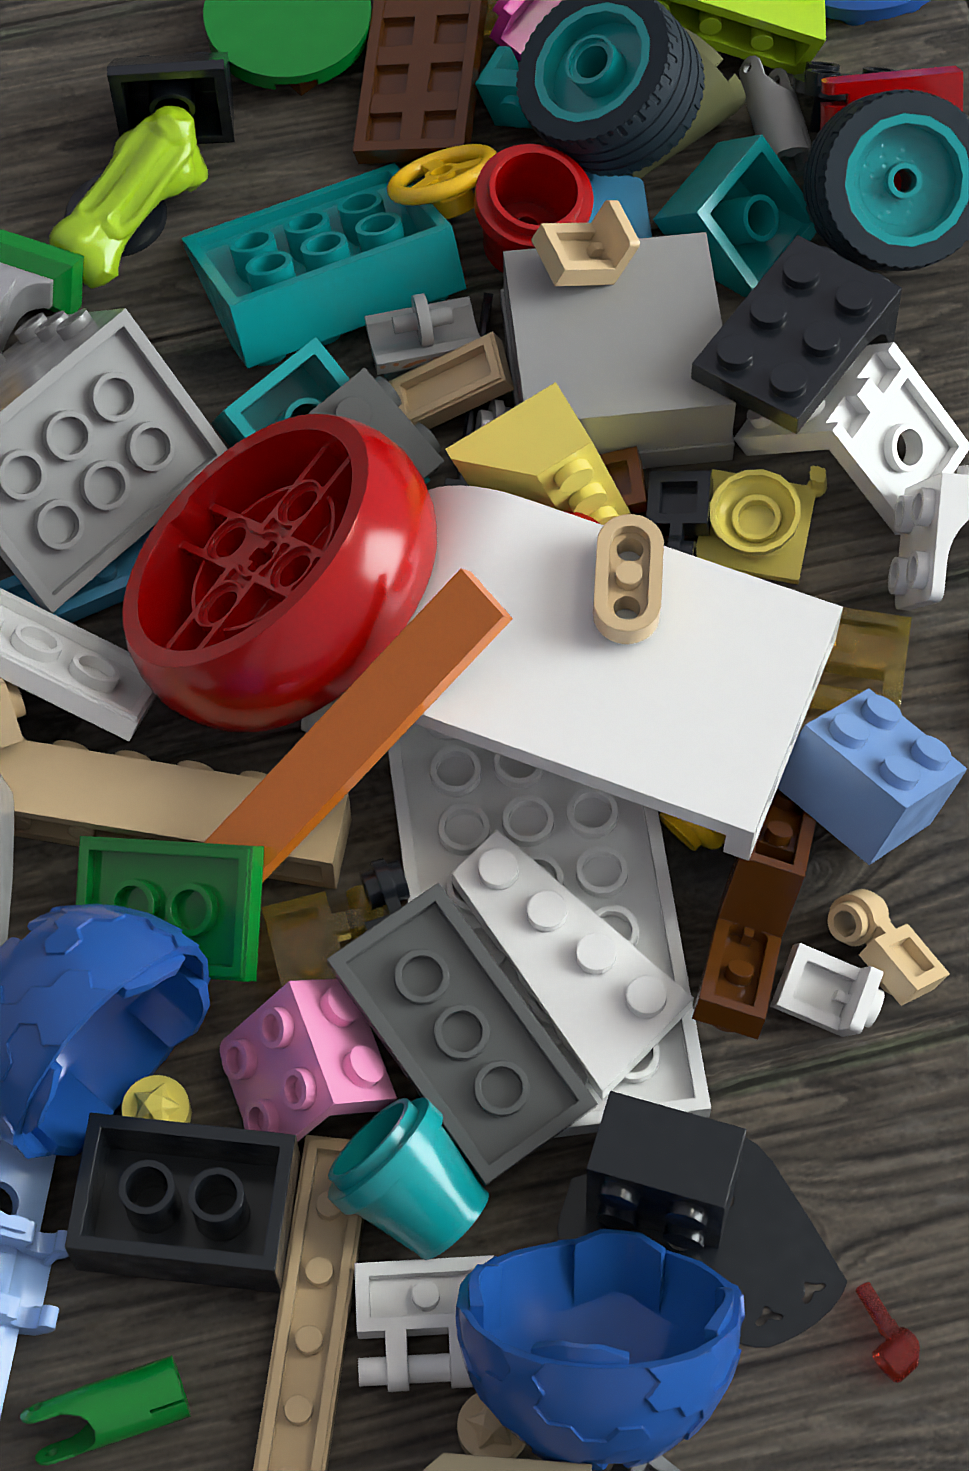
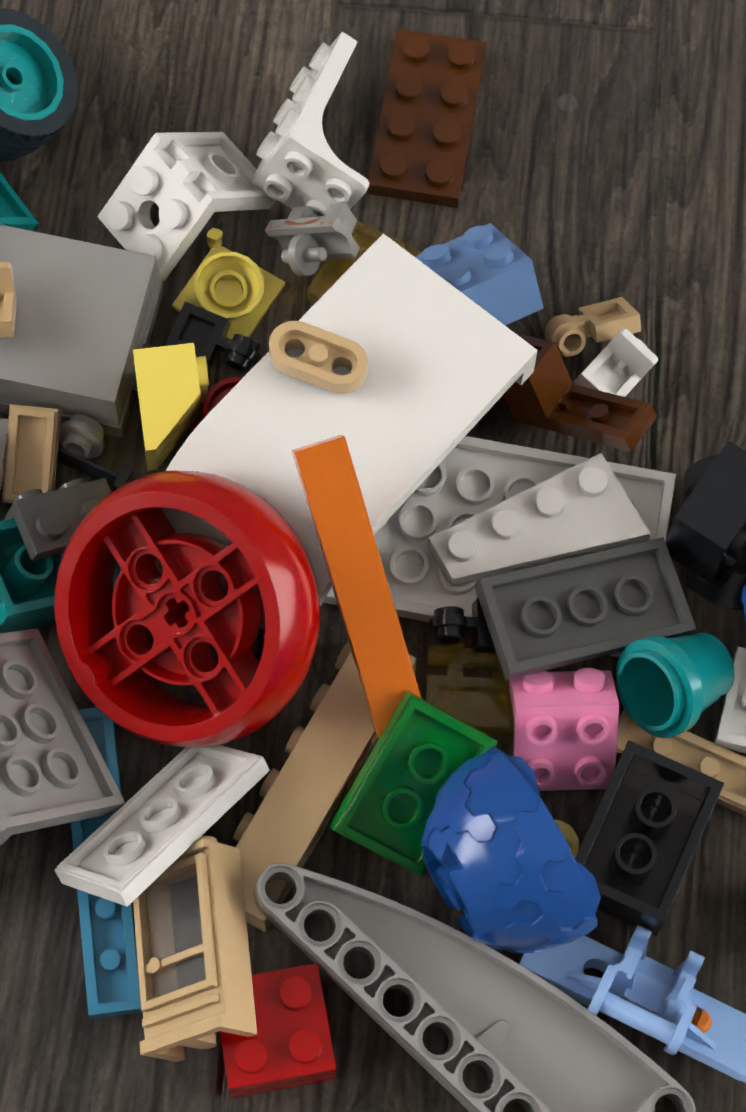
camera: 75 degrees left, 5 degrees up
(798, 333) = (117, 192): black bracket -> none
(859, 577) = (314, 239): none -> light grey hips

